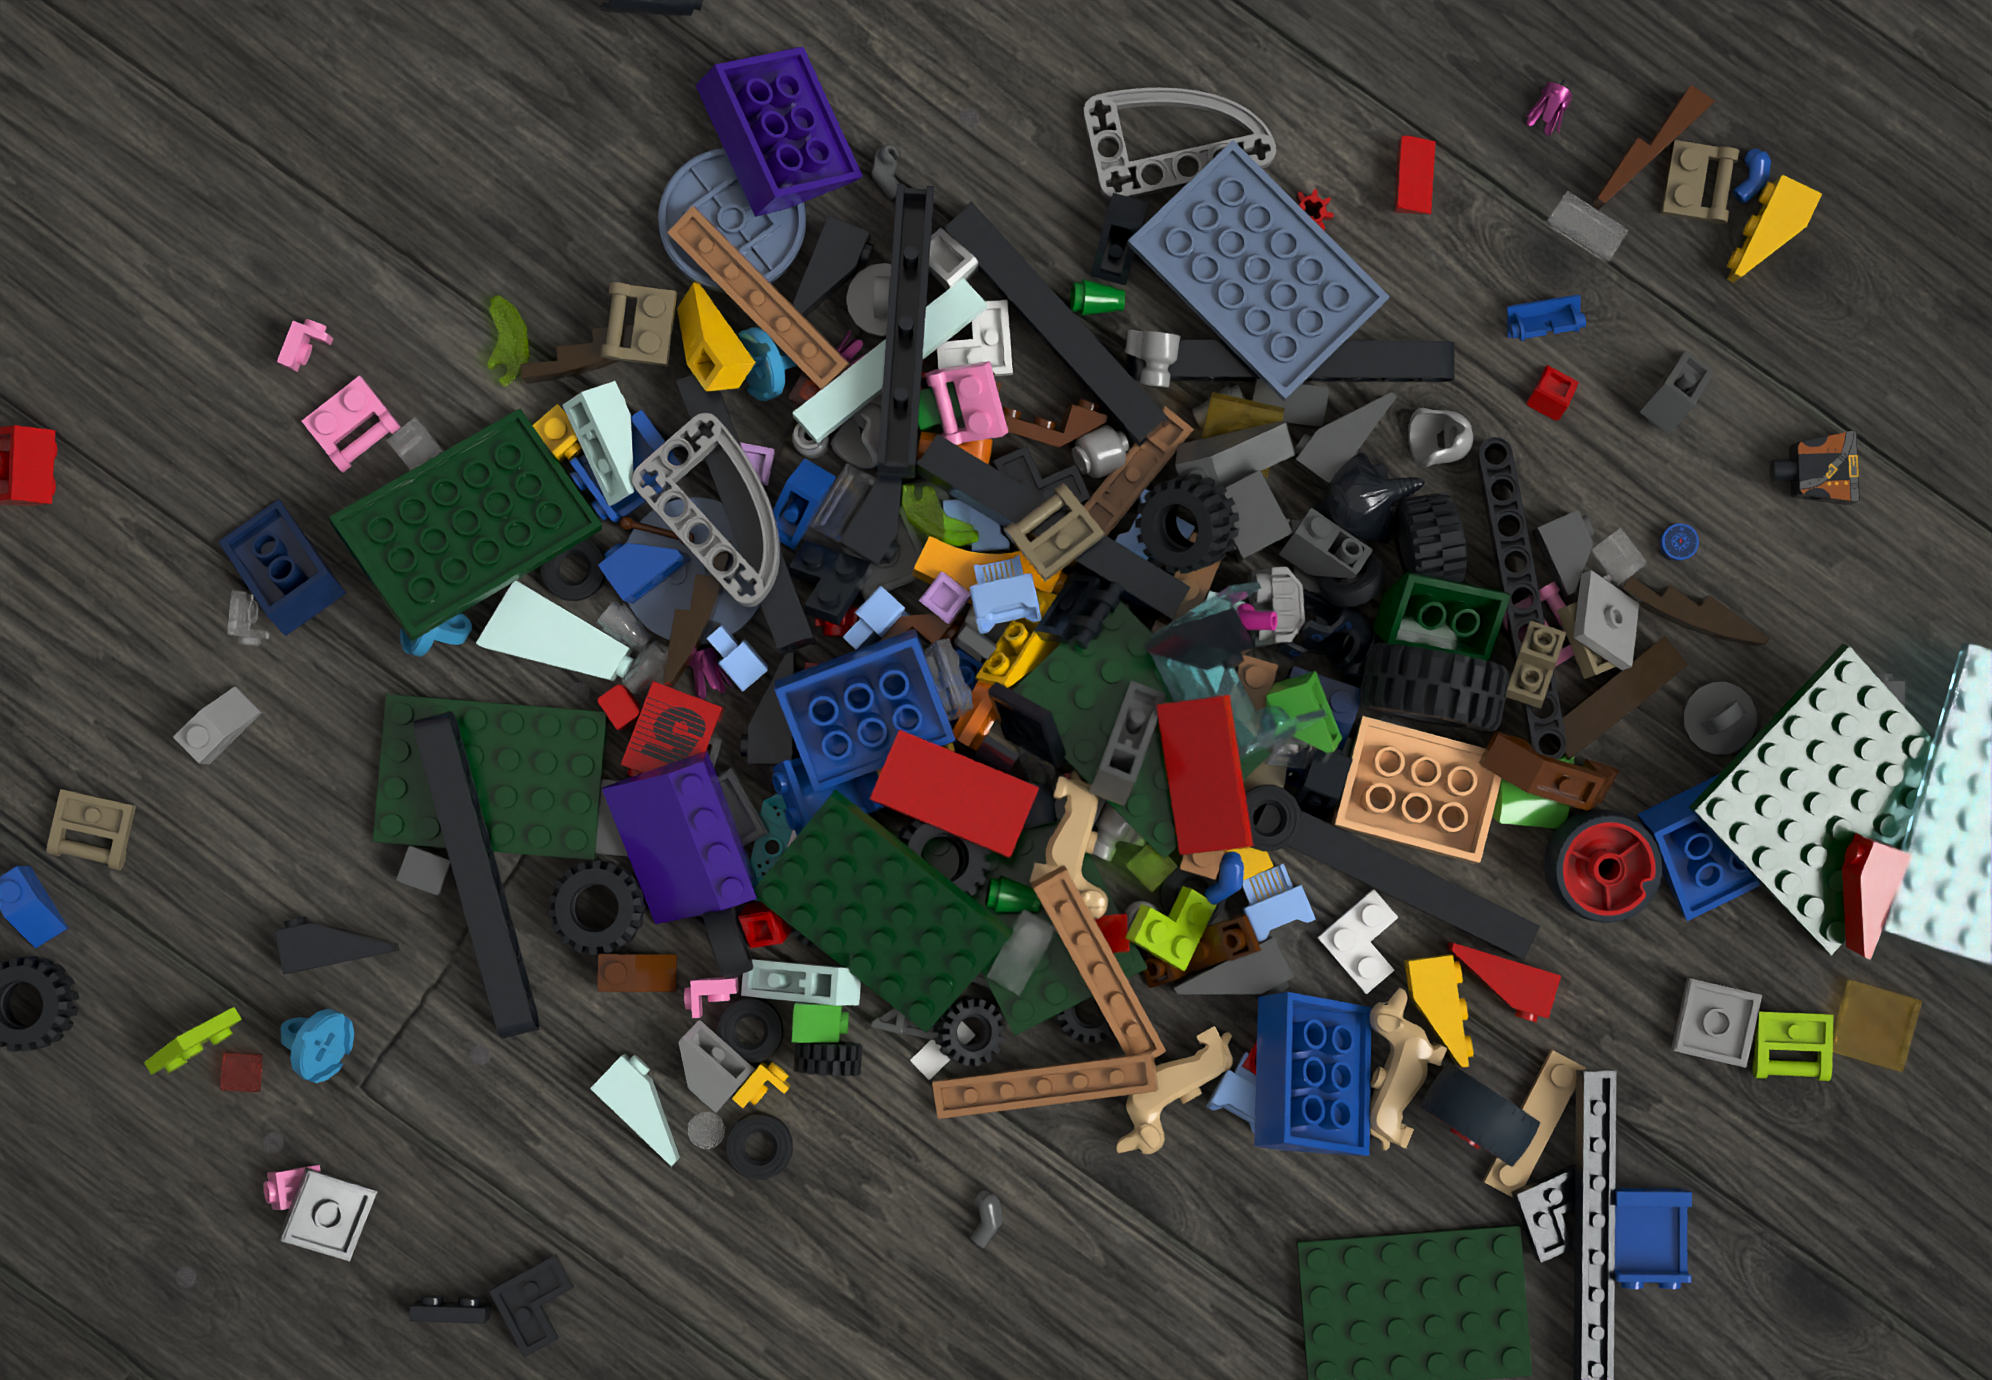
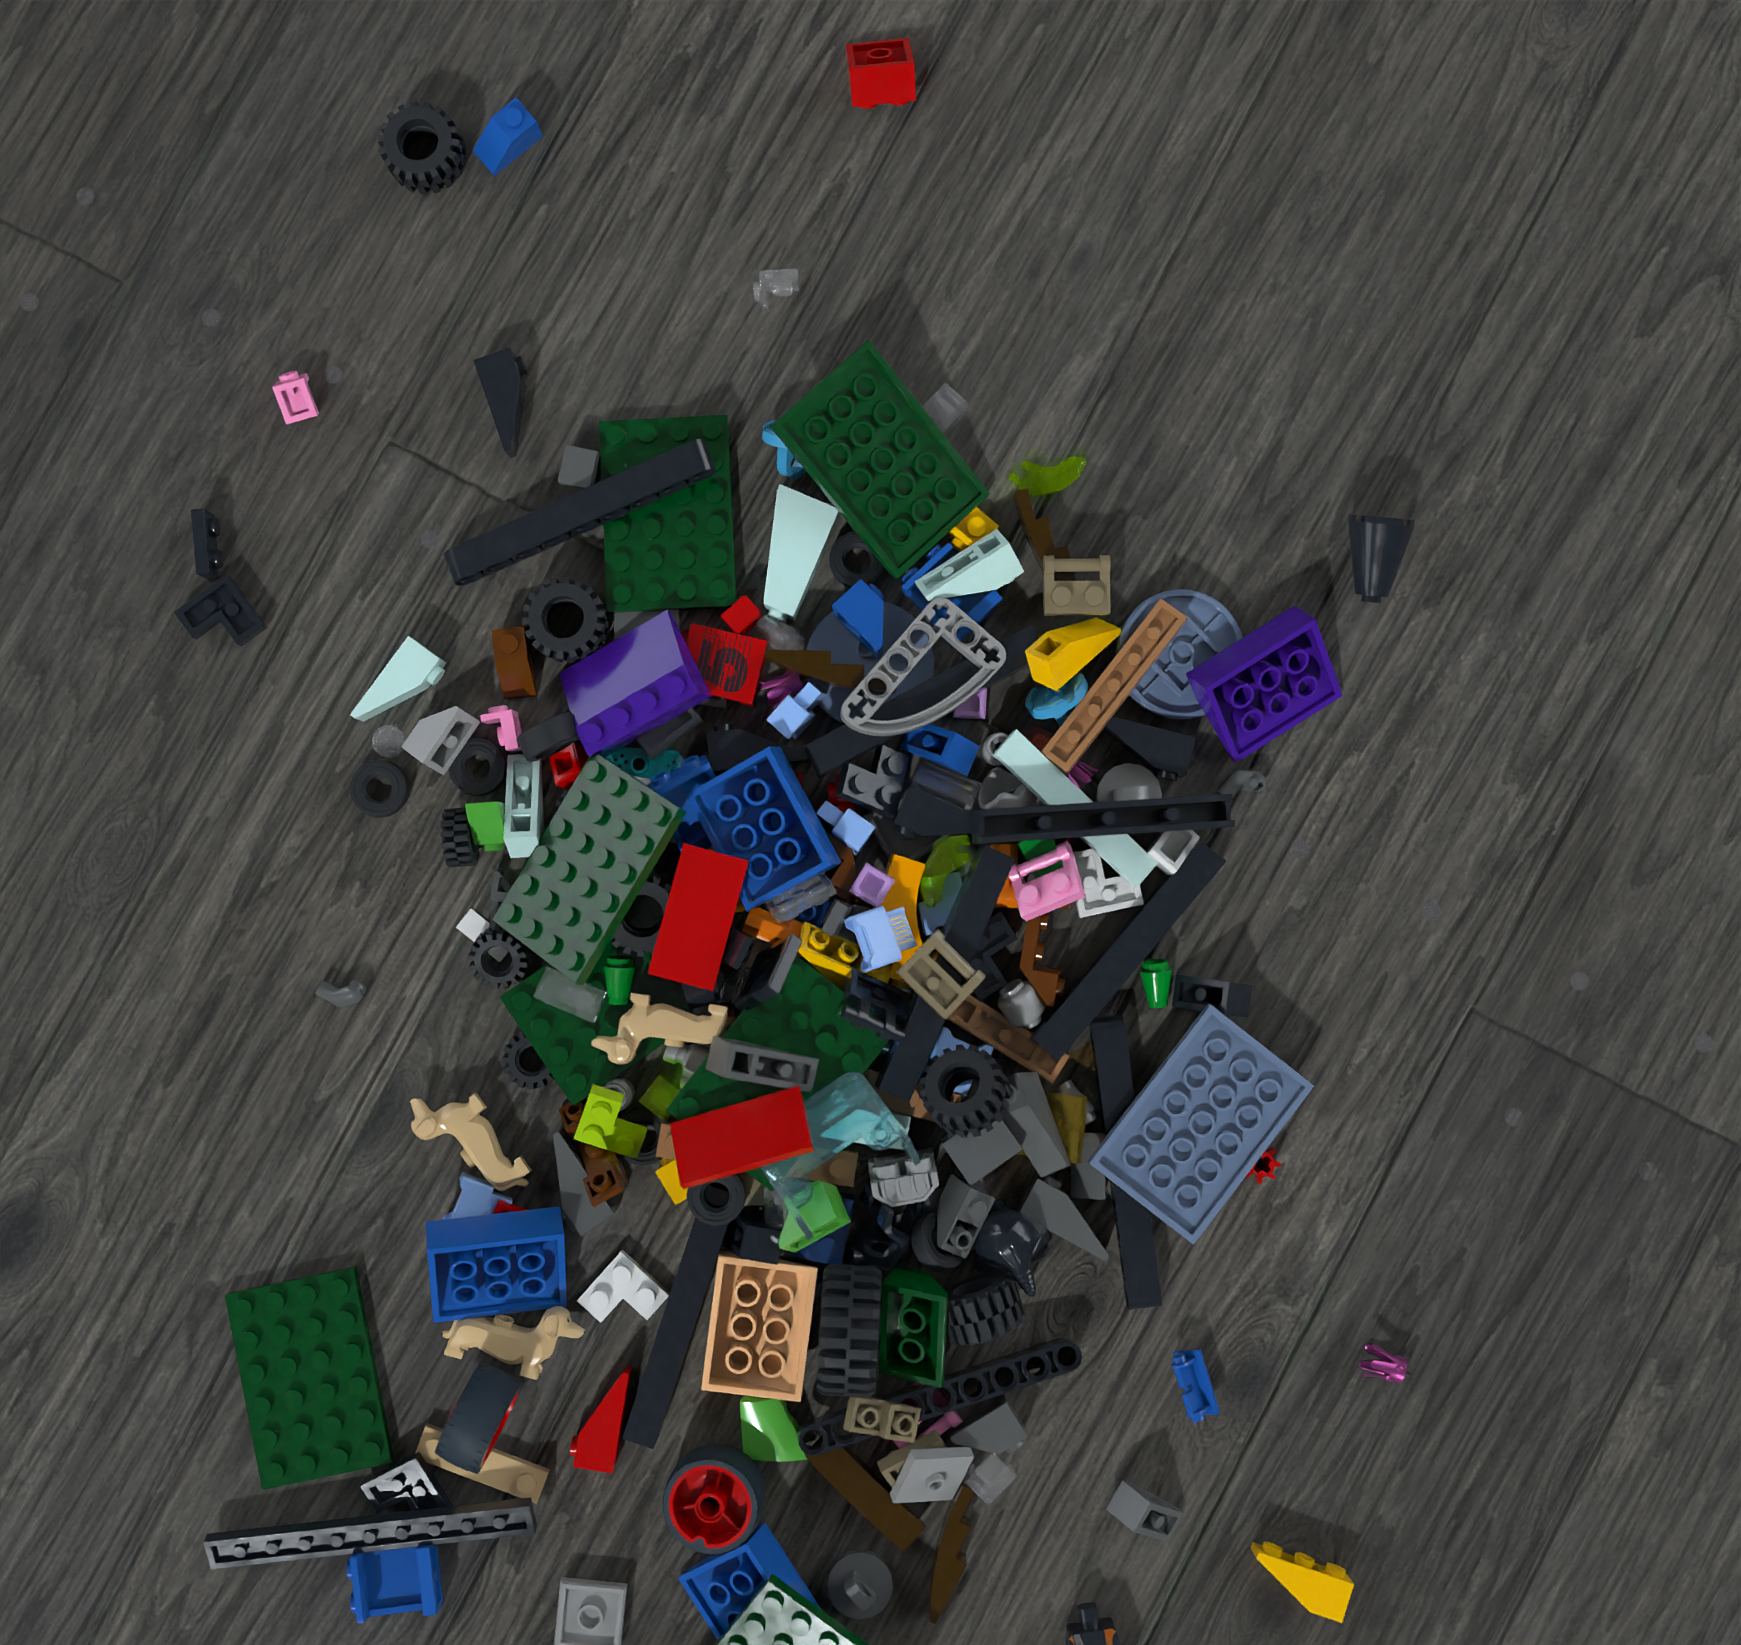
camera: 90 degrees right, 0 degrees up
(94, 817) = (589, 181): dark tan plate -> none
(190, 1043) = (402, 289): lime plate -> none
(217, 726) = (680, 274): light grey slope -> none
(241, 1072) = (389, 338): clear red tile -> none
(281, 567) = (823, 310): dark blue slope -> none
(296, 345) = (1015, 295): bright pink bracket -> none
(318, 1043) = (418, 399): dark azure tile -> none
(327, 1214) = (275, 427): tile -> none
(343, 415) = (962, 343): bright pink plate -> none
(623, 626) = (812, 609): clear cone -> none
(627, 523) = (902, 600): reddish brown hinge -> none
(754, 1086) = (427, 778): yellow bracket -> none
(1045, 1085) = (459, 1030): medium nougat plate -> none
(1097, 963) = (565, 1063): medium nougat plate -> none
(1114, 931) = (595, 1069): red slope -> none
(1157, 351) = (1115, 1044): light grey piece -> none
(1167, 163) = (1285, 1029): light grey beam -> none
(1205, 642) = (859, 1123): black slope -> none
(1230, 878) = (657, 1168): blue arm -> none
(1257, 619) = (887, 1163): dark pink arm -> none
(1274, 901) = (645, 1209): light blue piece -> none
(1414, 175) = (1305, 1250): red slope -> none
(1423, 432) = (1072, 1287): light grey hair -> none
(1435, 994) = (586, 1361): yellow slope -> none
(1545, 776) = (783, 1438): reddish brown slope -> none
(1552, 393) = (1128, 1398): red slope -> none
(1587, 226) = (1282, 1411): clear tile -> none
(1640, 154) = (1354, 1451): reddish brown slope -> none
(1679, 542) = (1011, 1529): tile -> none
(1687, 179) = (1336, 1495): dark tan plate -> none
(1759, 172) = (1349, 1560): blue arm -> none

